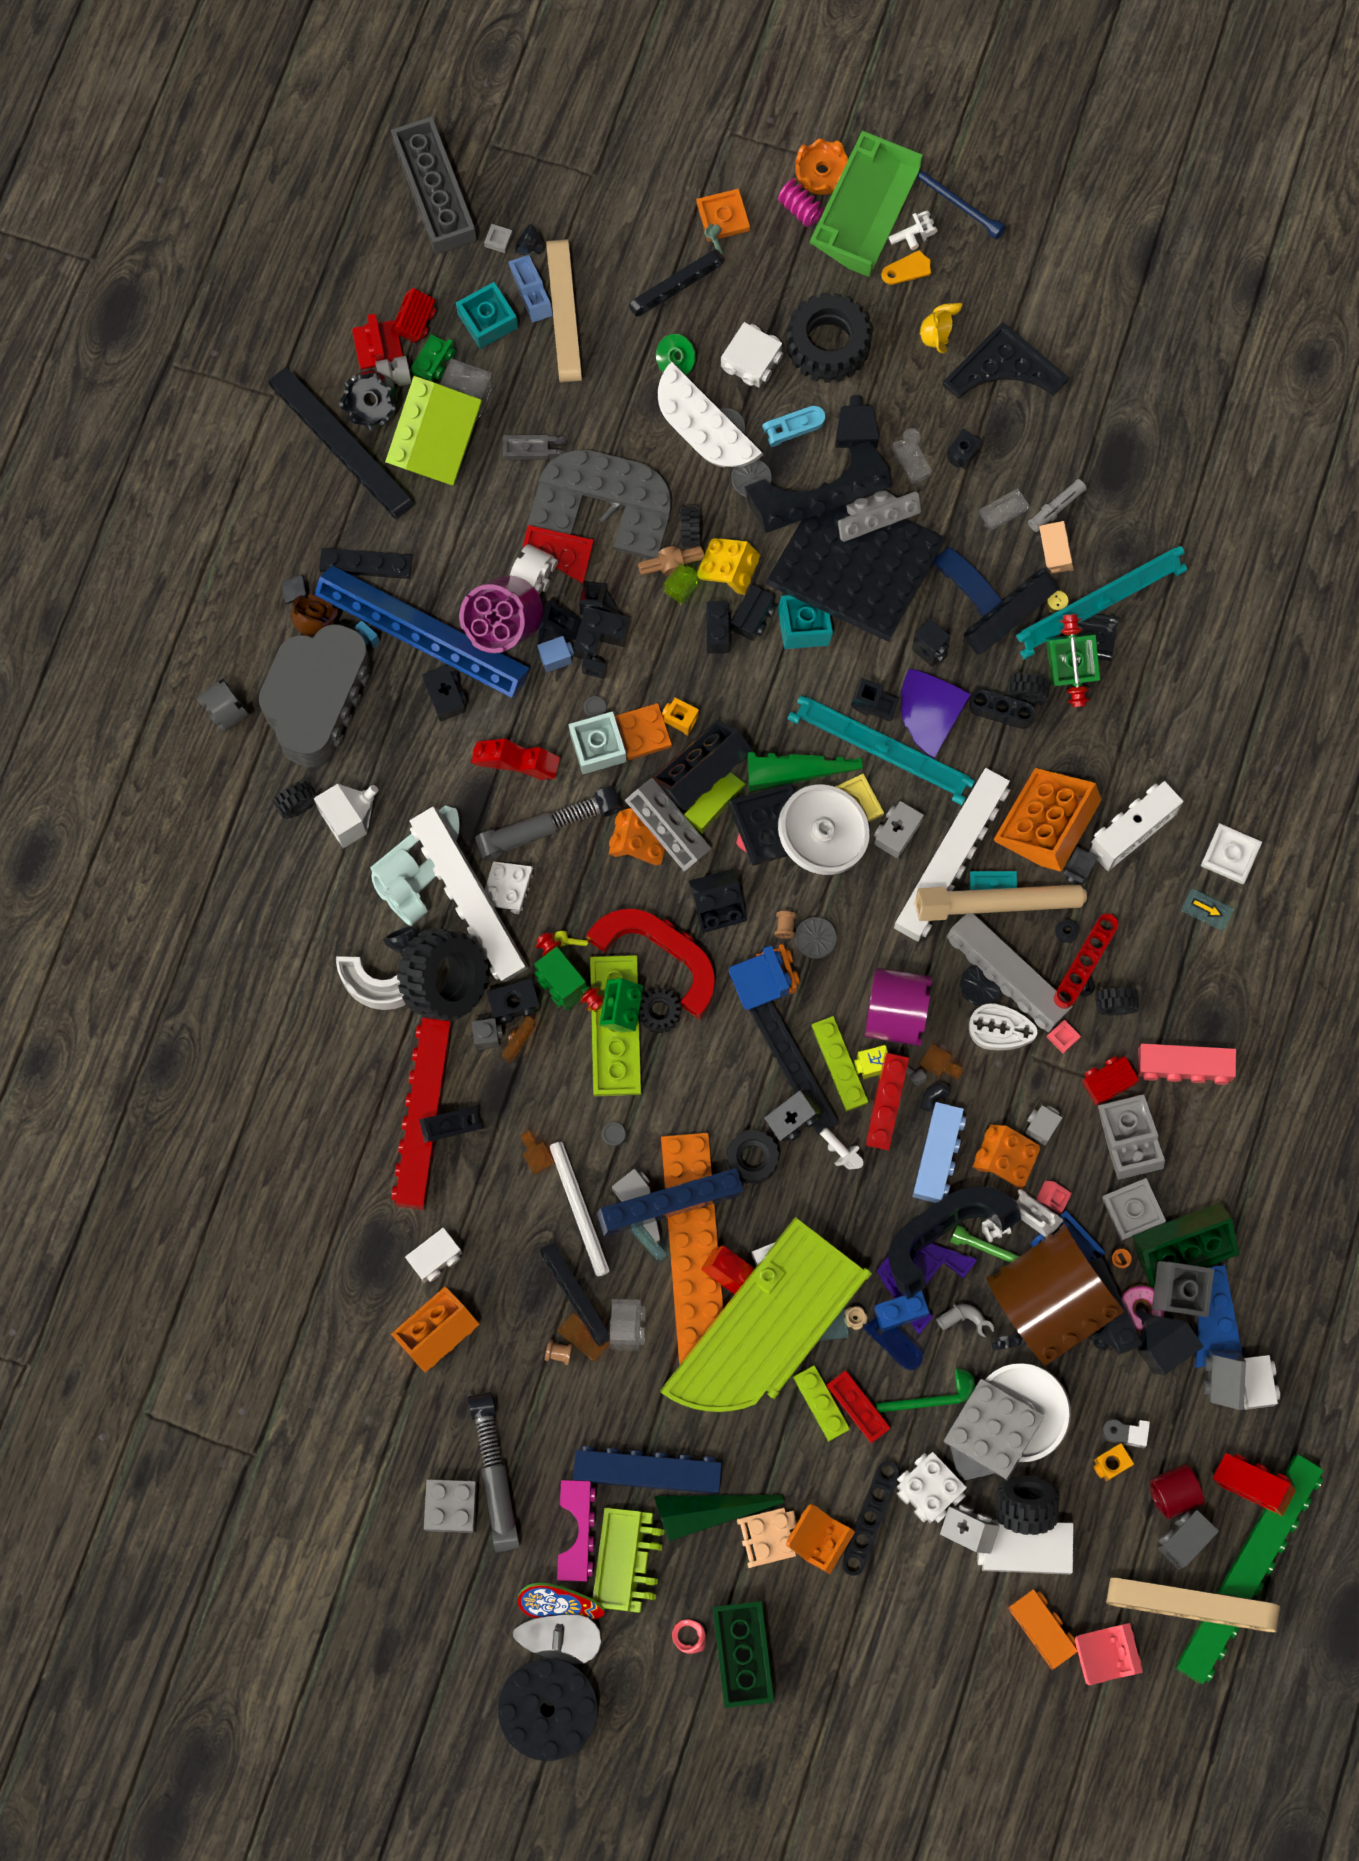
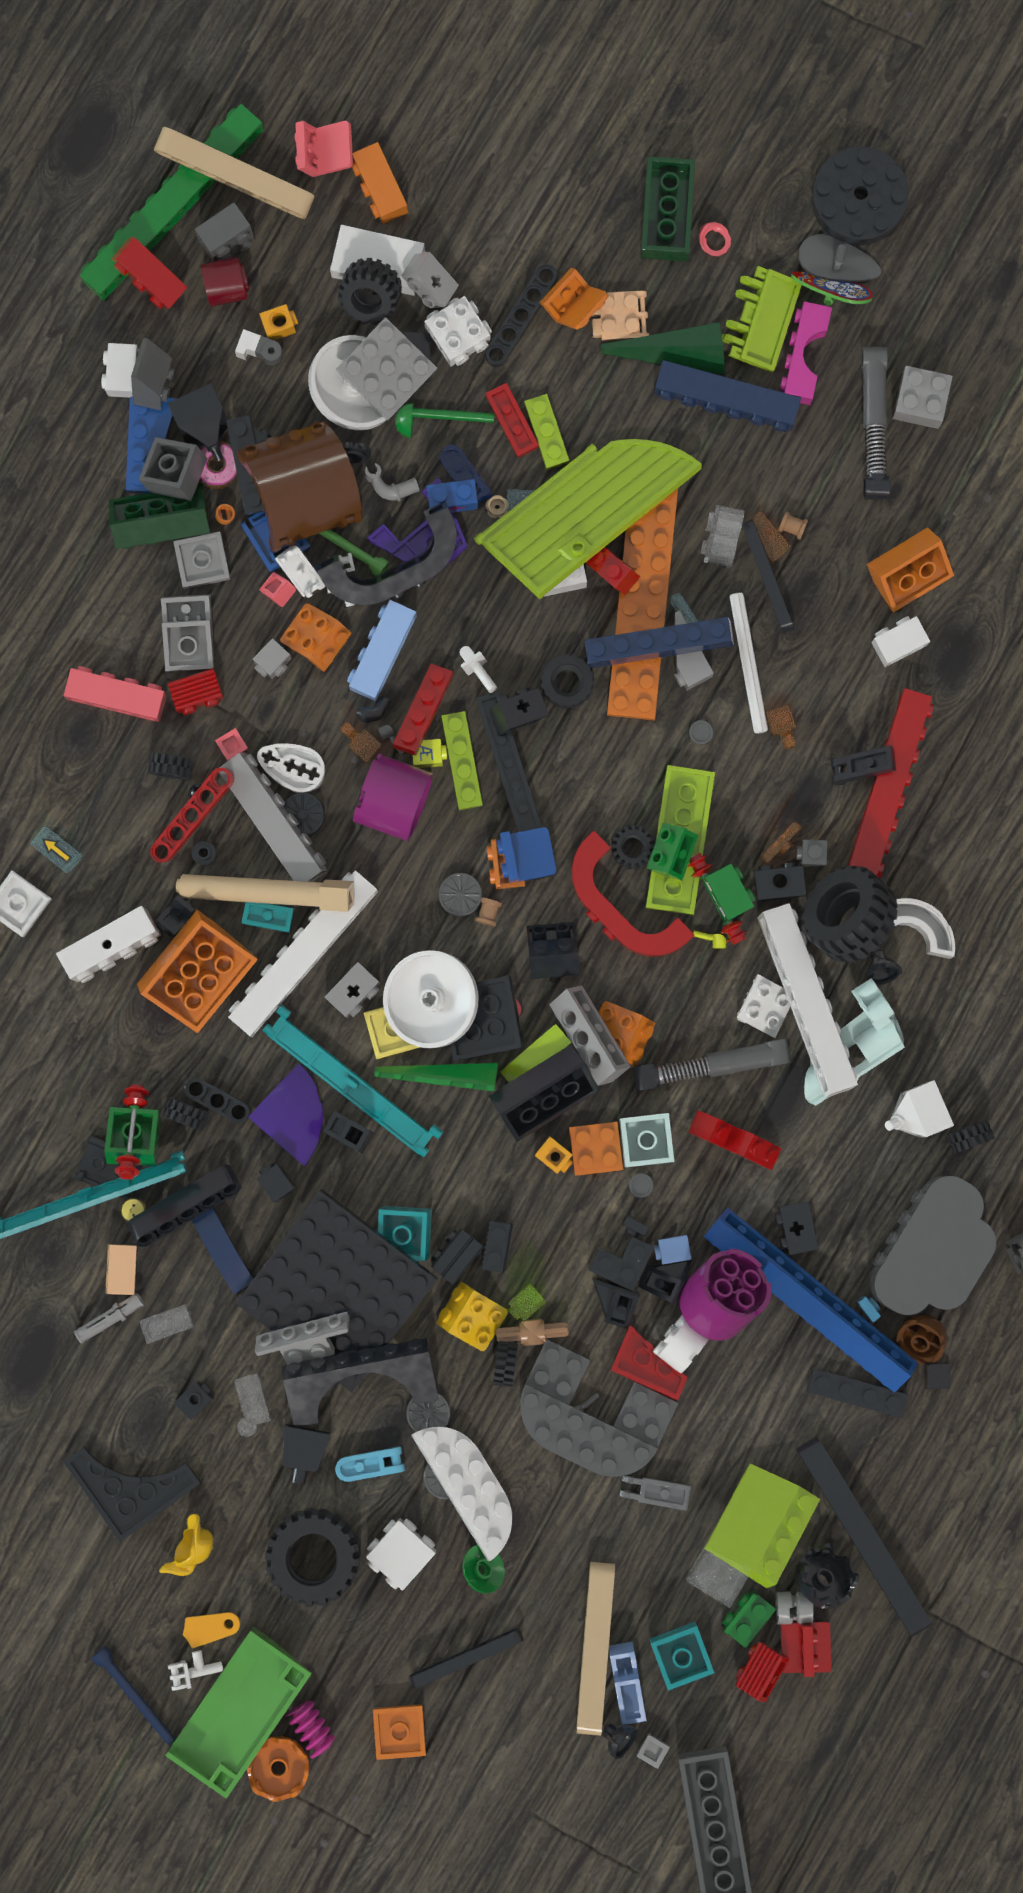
camera: 170 degrees left, 10 degrees up
(712, 233) = (415, 1708): sand green hand -> none

